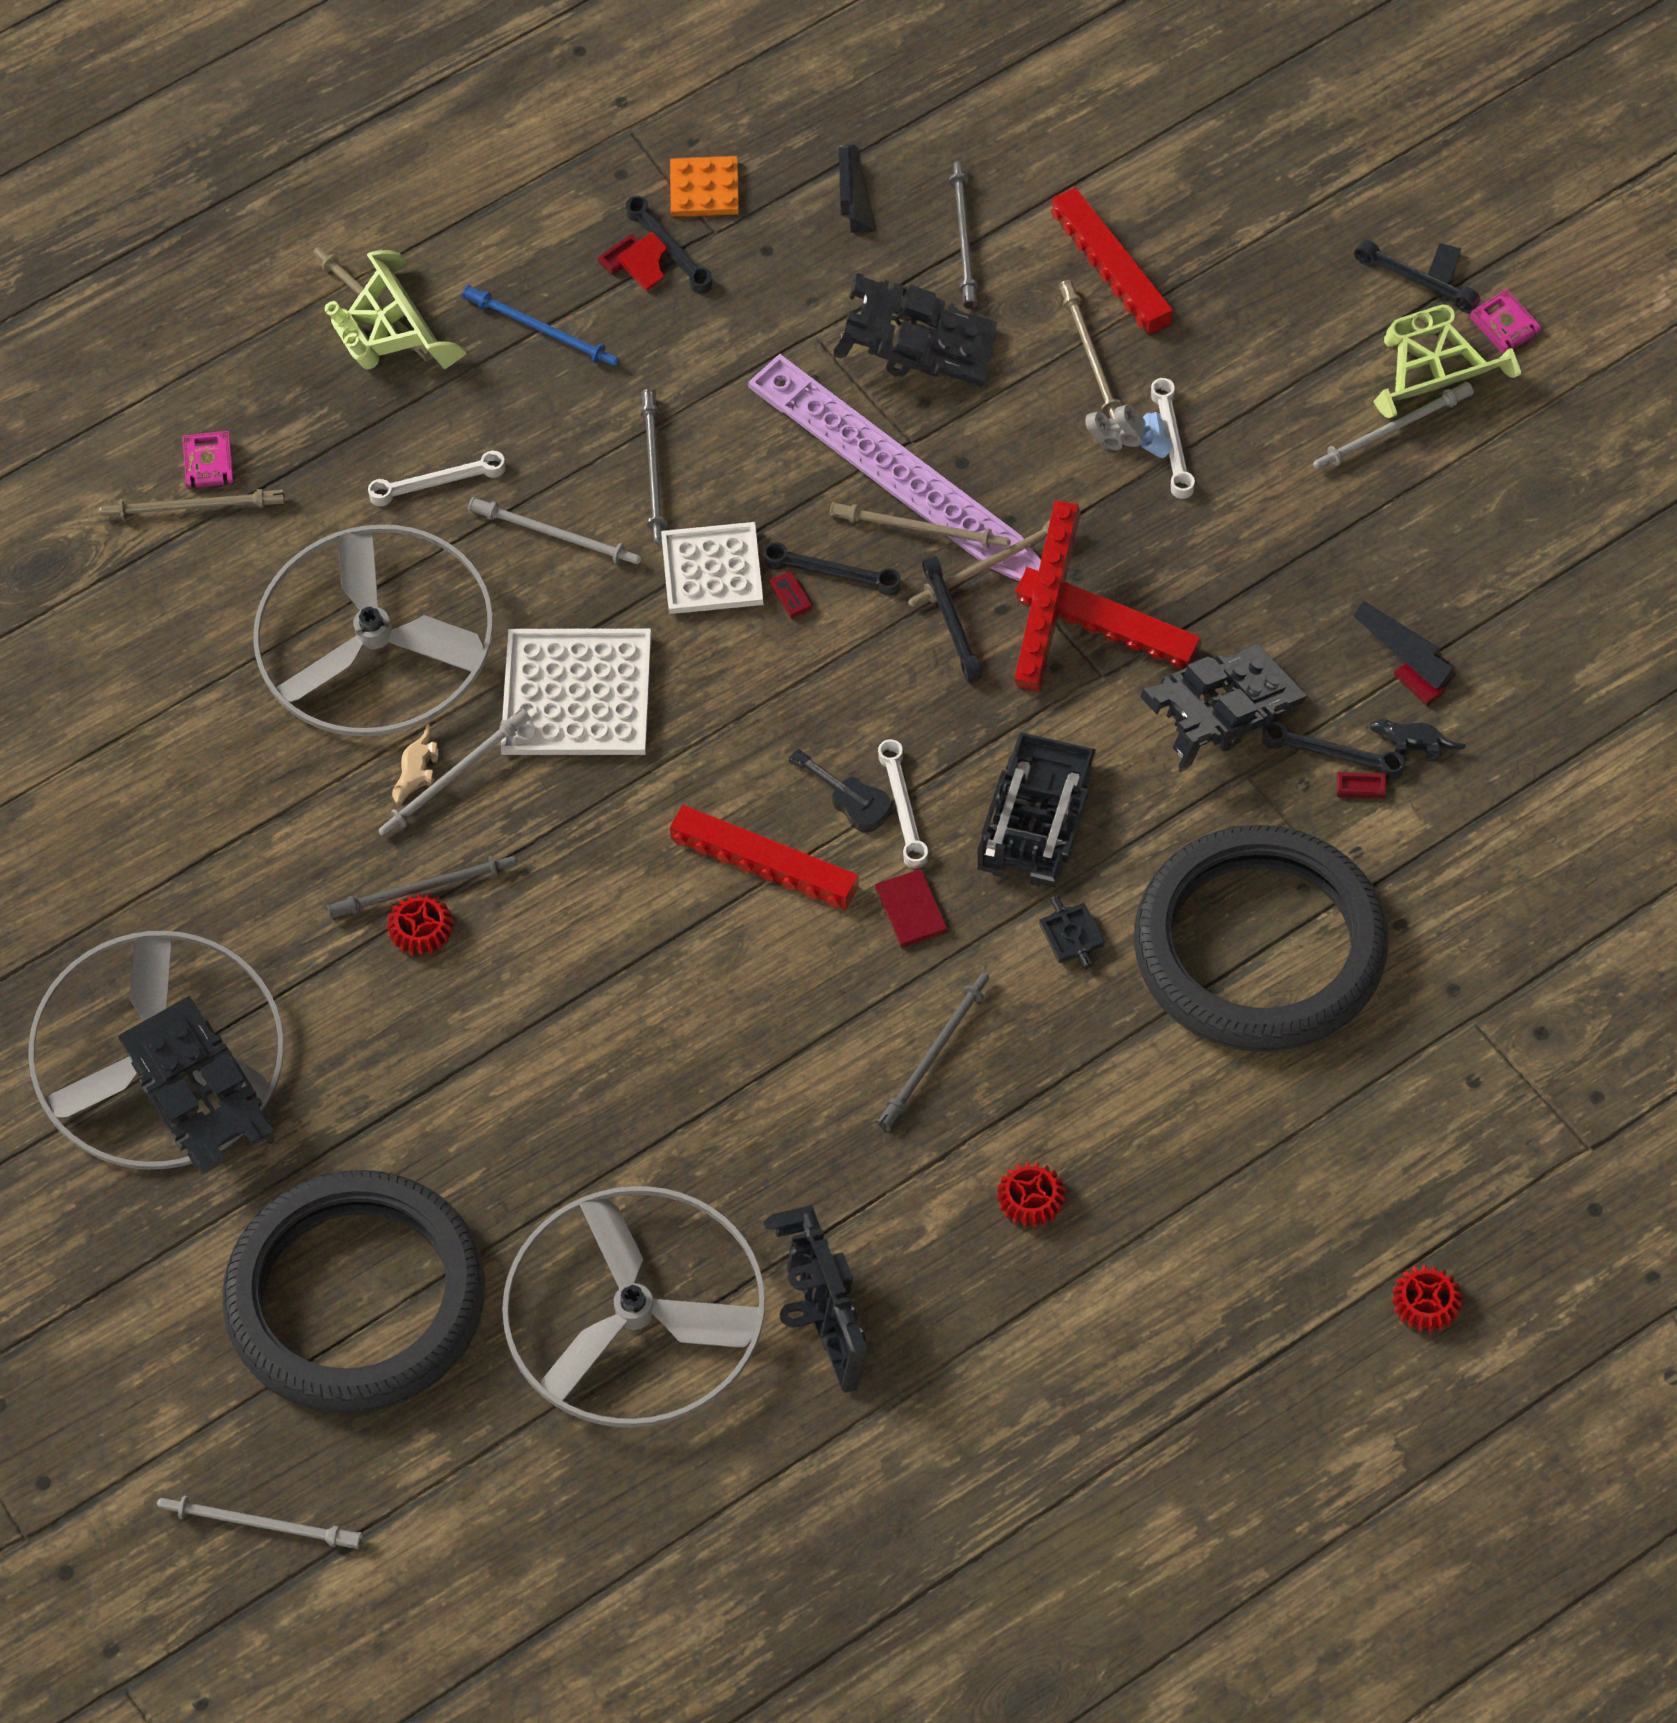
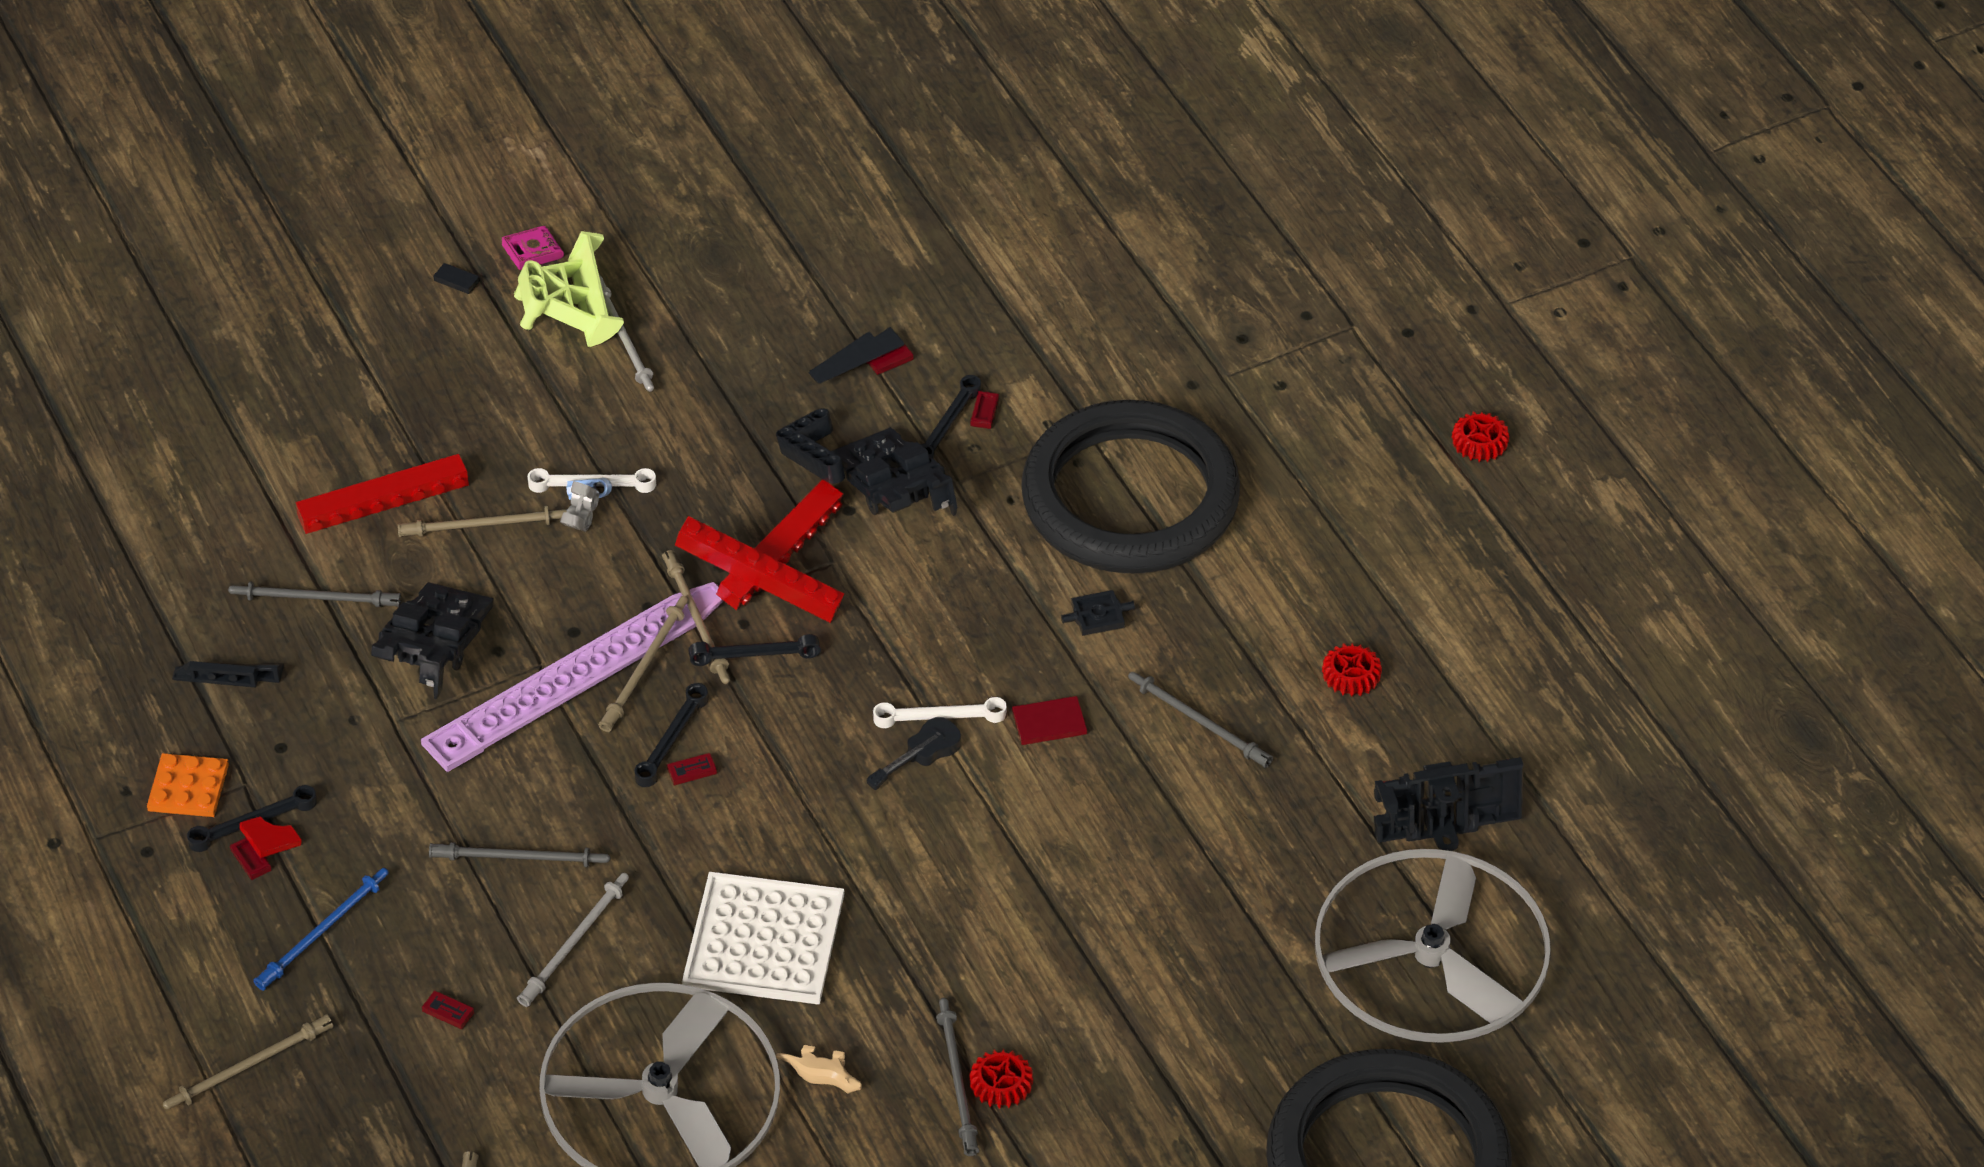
camera: 85 degrees left, 10 degrees down
(367, 350) = (274, 1081): yellowish green piece -> none
(436, 478) = (483, 1028): white piece -> none
(456, 446) = (448, 1009): none -> dark red tile
(507, 729) = (803, 985): light grey bar -> none
(712, 568) = (648, 821): white plate -> none
(764, 857) = (978, 815): red brick -> none
(1045, 772) = (934, 607): black piece -> none
(1256, 605) = (799, 444): none -> black beam
(1414, 738) = (947, 367): black animal -> none
(1465, 299) = (431, 321): black piece -> none

